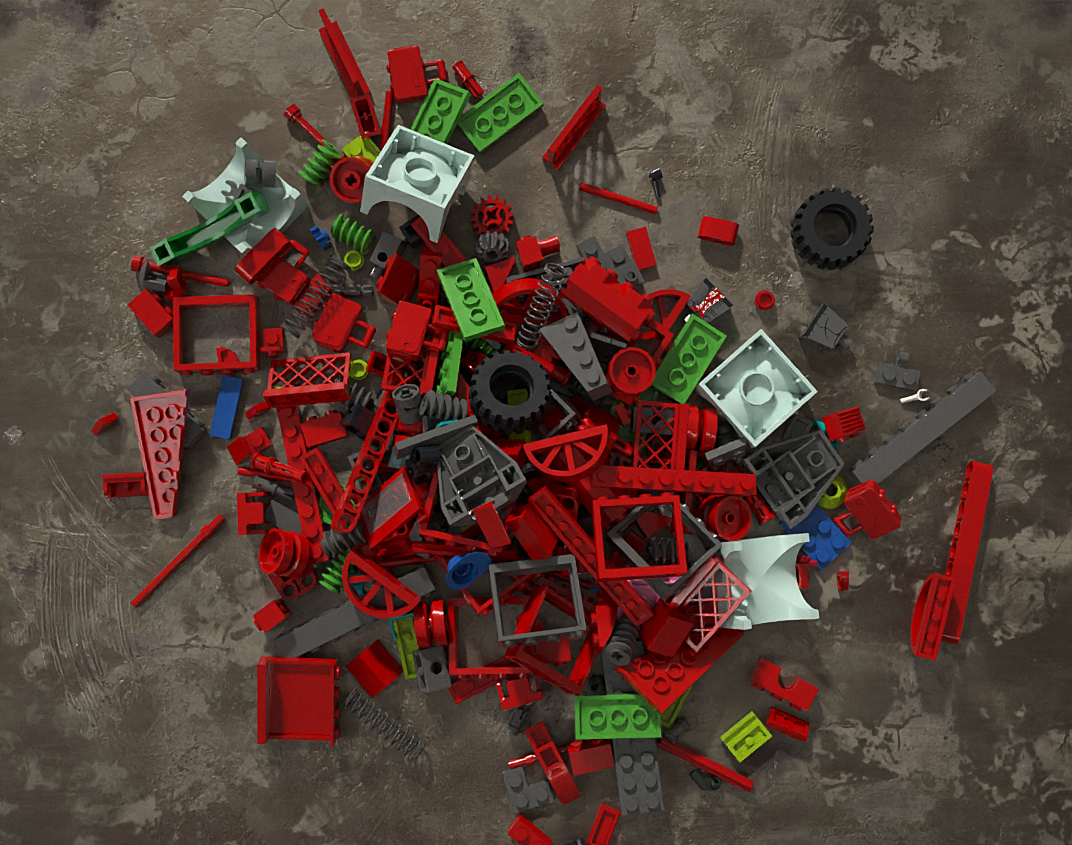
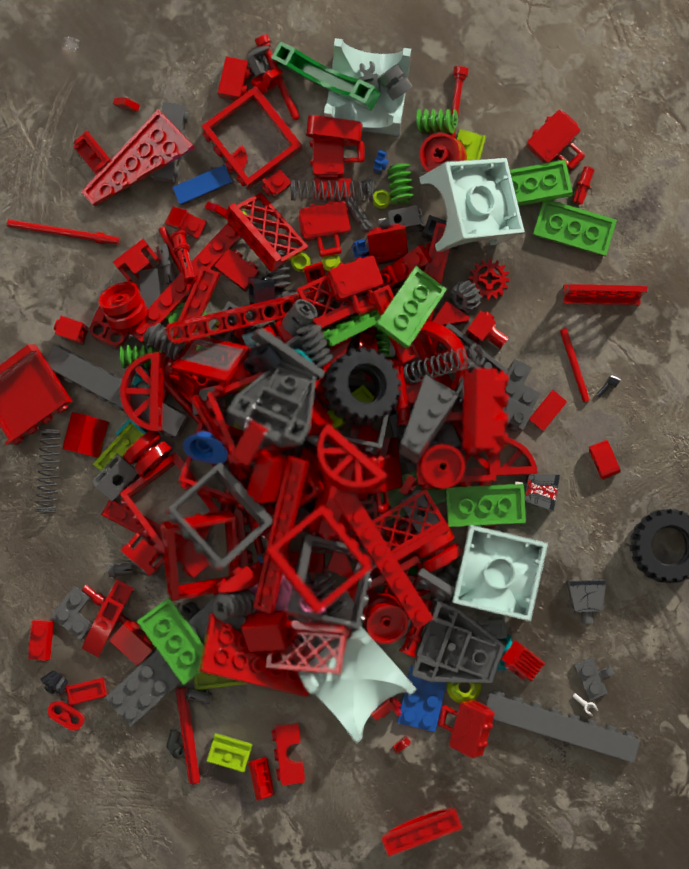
camera: 65 degrees right, 0 degrees up
(342, 57) = (530, 80): red fence -> none
(365, 116) = (497, 128): red slope -> none
(378, 343) = (330, 262): none -> lime plate
(385, 309) = (360, 249): none -> blue plate
(386, 118) = (507, 146): red bar -> none
(607, 339) = (454, 431): dark grey piece -> none
(764, 300) = (576, 533): red plate -> none
(965, 544) = (492, 823): red beam -> none

